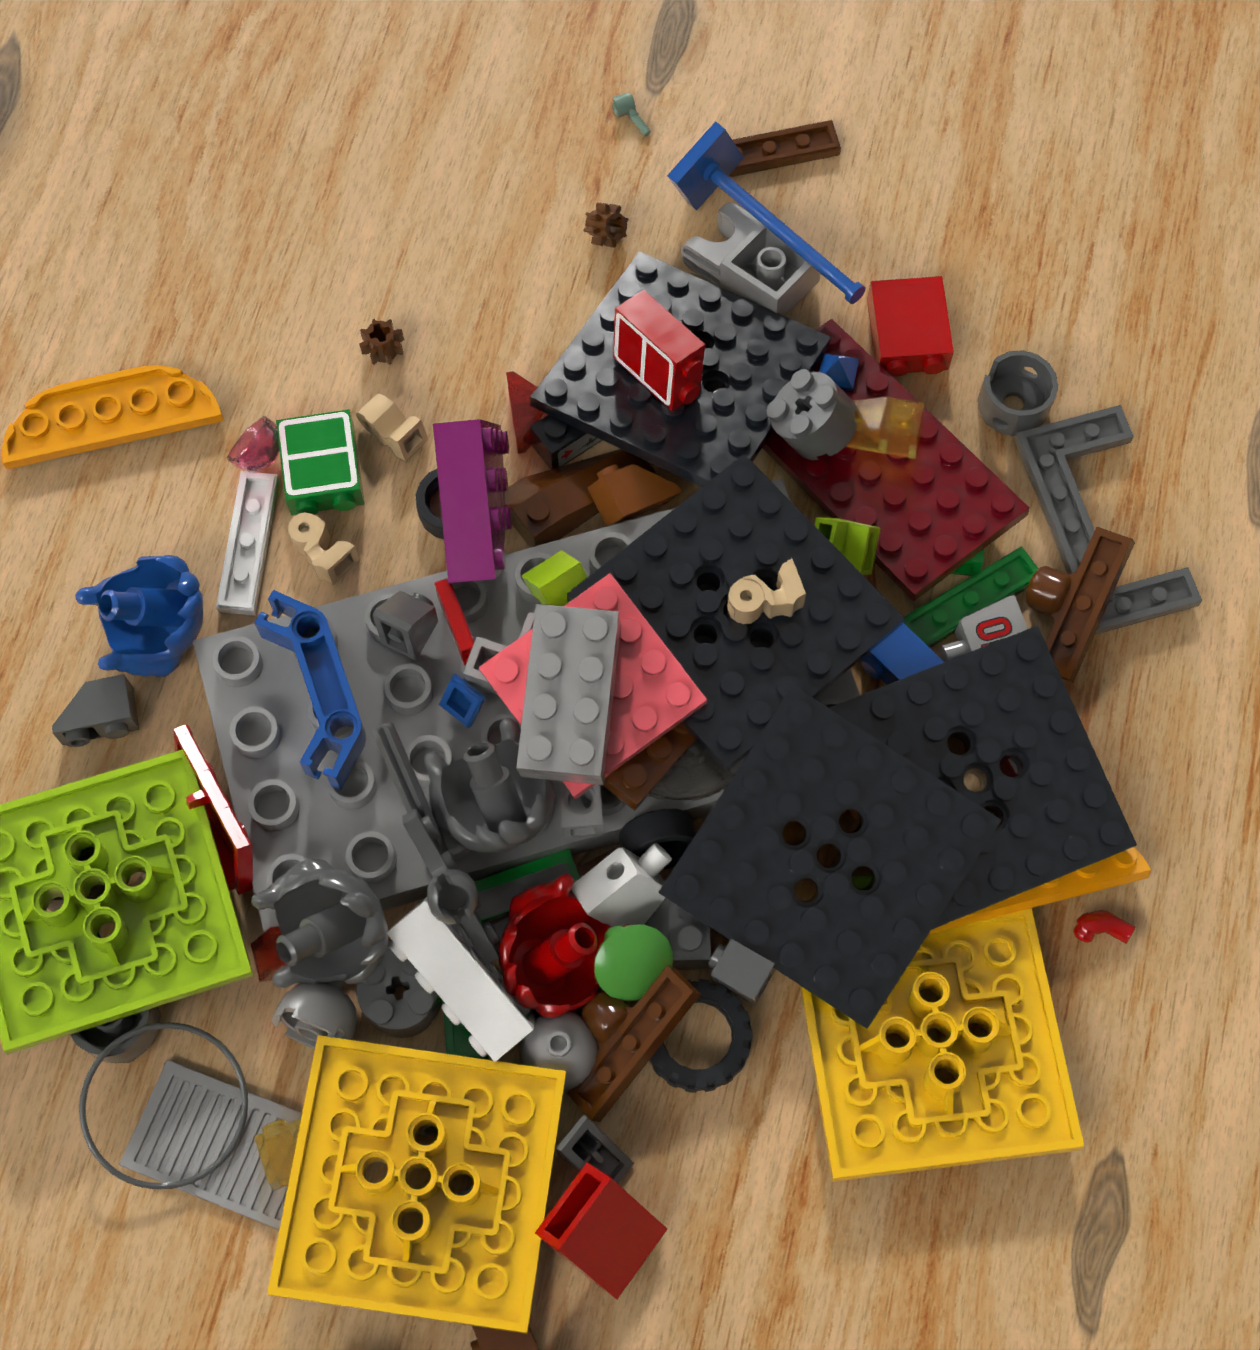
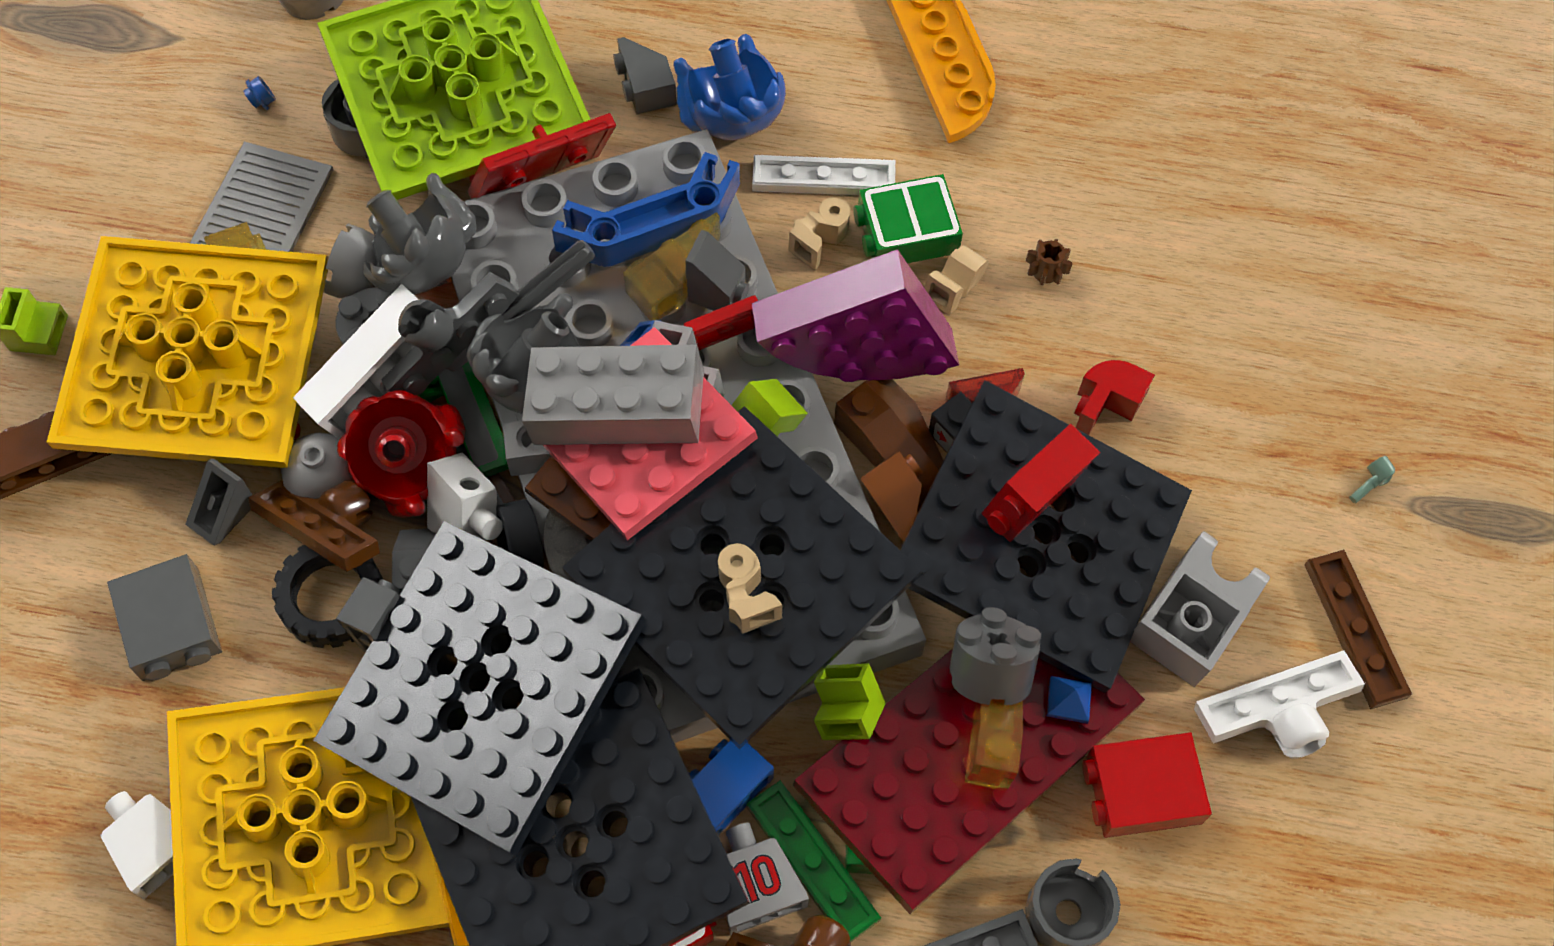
camera: 85 degrees right, 5 degrees down
(54, 1148) = (259, 93): none -> blue plate
(82, 1106) = (234, 125): dark grey piece -> none
(256, 446) = (913, 164): clear pink piece -> none
(394, 668) = (660, 279): none -> clear yellow slope
(527, 306) = (1111, 386): none -> red brick
(601, 1230) = (136, 504): red brick -> none
(606, 224) = (1212, 462): reddish brown gear -> none
(631, 960) = (388, 512): bright green dish -> none
(708, 167) = (1297, 544): blue tile -> none
(721, 1201) = (164, 618): none -> dark grey brick
(840, 212) = (1283, 704): none -> white plate
(951, 1203) = (140, 841): none -> white torso

